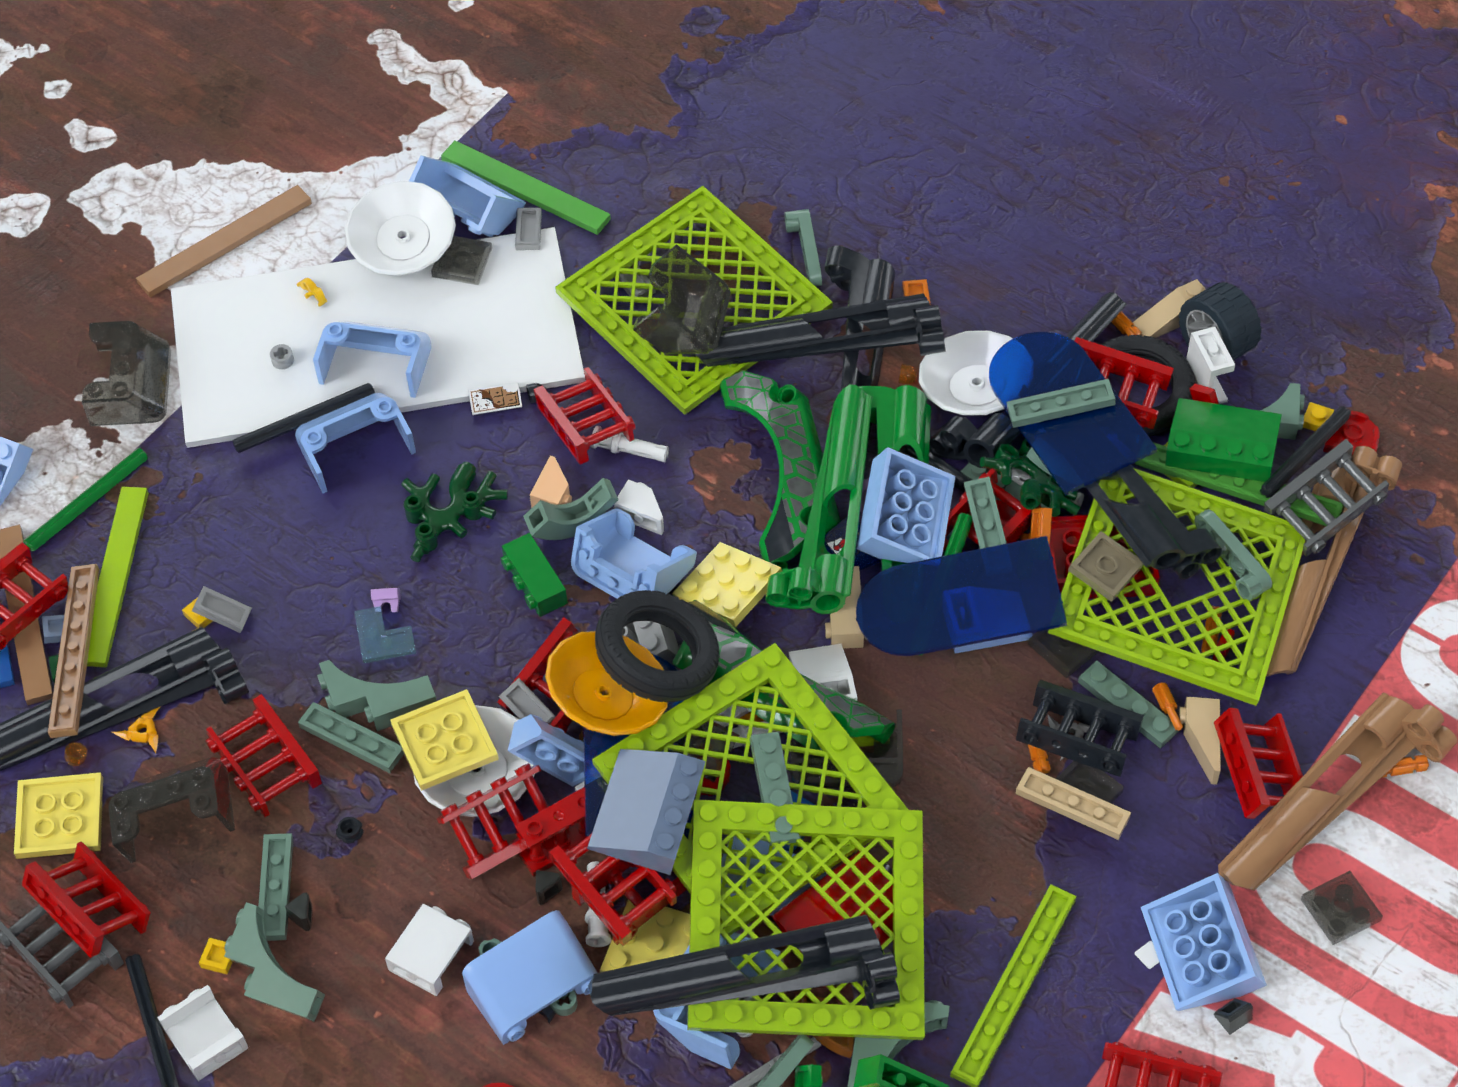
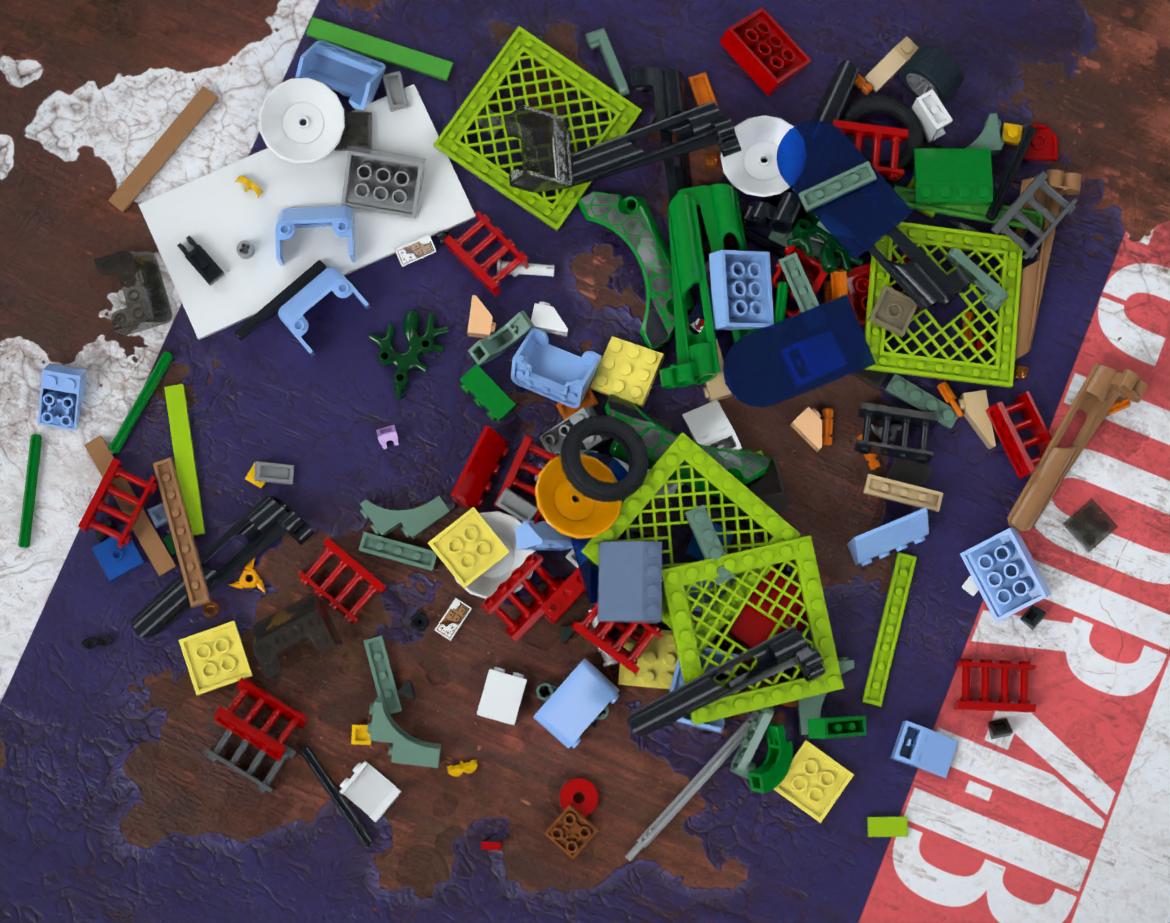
camera: 20 degrees left, 25 degrees up
(222, 358) = (202, 262): none -> black hinge
(349, 1032) = (468, 767): none -> yellow piece
(380, 643) = (392, 472): clear light blue tile -> none
(397, 838) = (453, 619): none -> tile
(479, 314) = (383, 182): none -> light grey slope
(491, 648) = (480, 469): none -> red slope
(959, 700) = (809, 427): none -> light nougat slope
(985, 707) = (827, 426): none -> orange axle
(1007, 269) = (764, 51): none -> red slope
(1039, 849) = (889, 537): none -> light blue slope
(1203, 394) = (931, 141): red tile -> none
(1276, 692) = (1021, 372): none -> clear orange hinge

